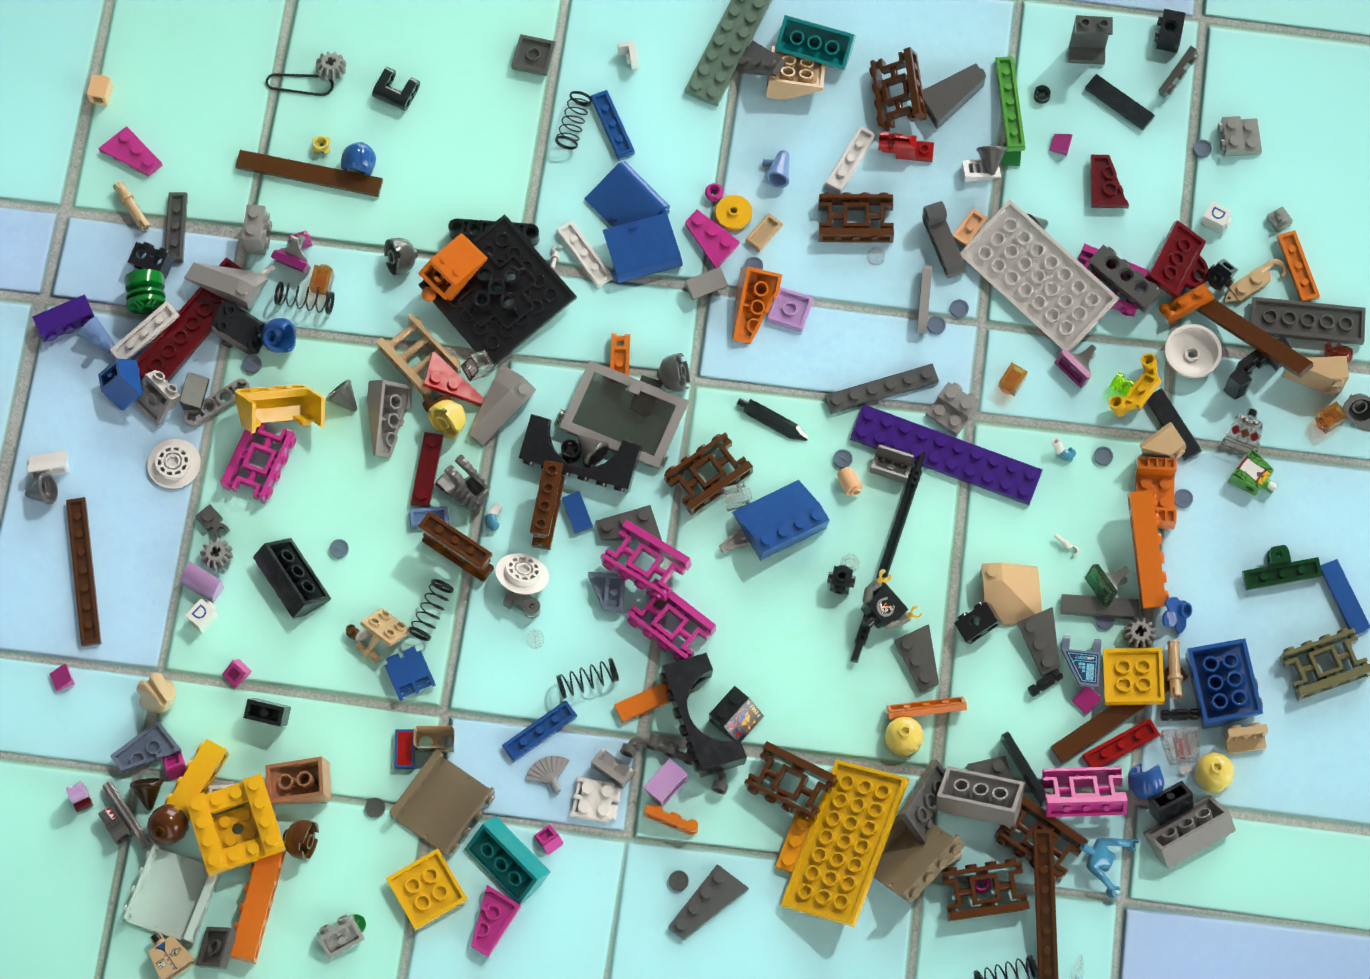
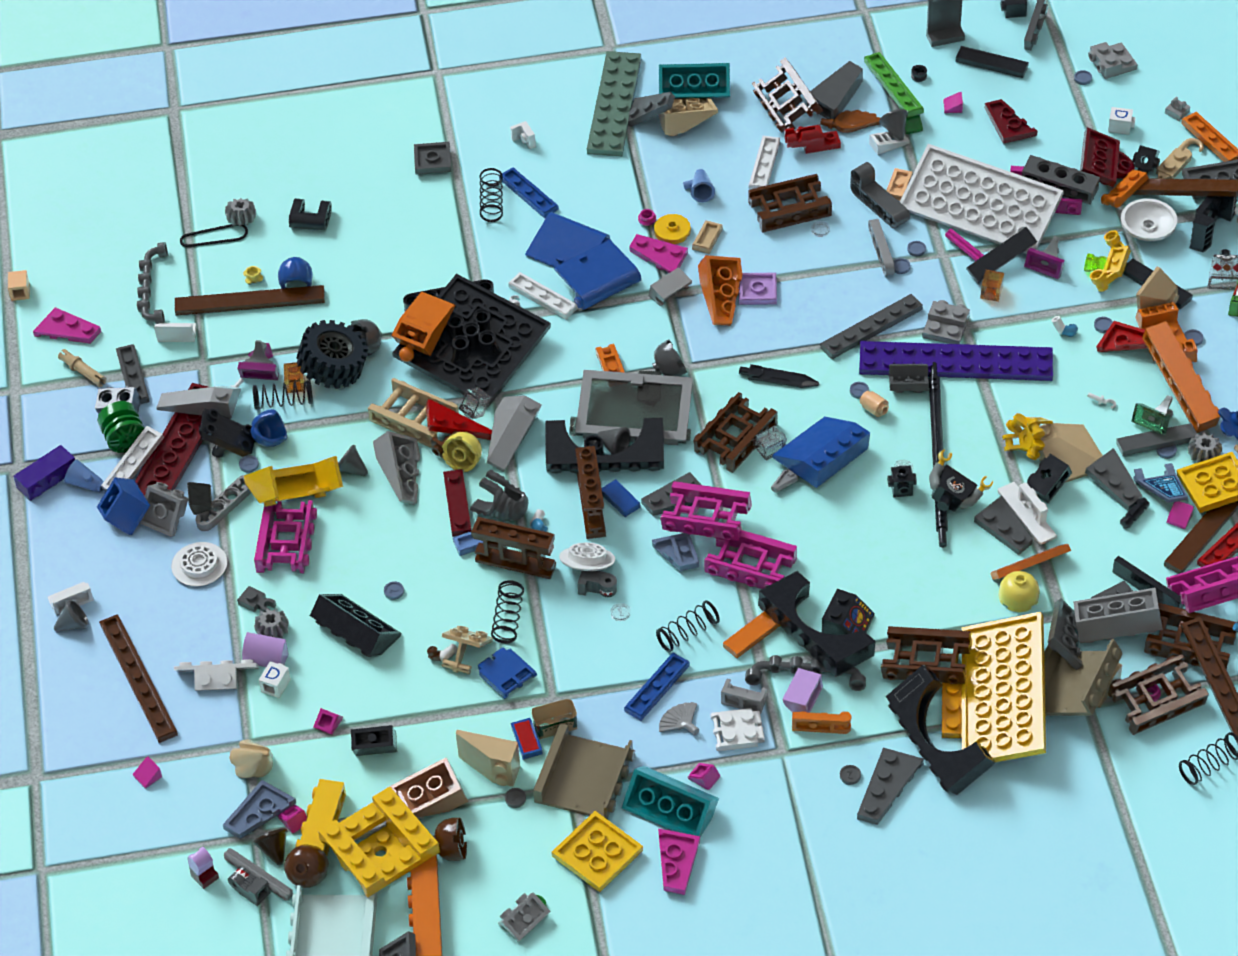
camera: 15 degrees left, 20 degrees down
(152, 593) = (217, 676): none -> white bracket
(220, 118) = (145, 279): none -> dark grey bar
(230, 190) = (175, 332): none -> white panel
(256, 229) = (216, 350): light grey brick -> none
(351, 255) = (332, 354): none -> black wheel
(368, 769) = (490, 756): none -> slope
(756, 830) = (911, 703): none -> black arch
(946, 650) = (1028, 510): none -> white bracket
(955, 133) = (851, 121): none -> dark orange animal
(976, 573) = (1029, 437): none -> yellow piece
(1007, 324) = (963, 244): none -> dark pink axle
(1035, 347) = (1002, 254): none -> black tile
(1113, 480) = (1121, 337): none -> red wing

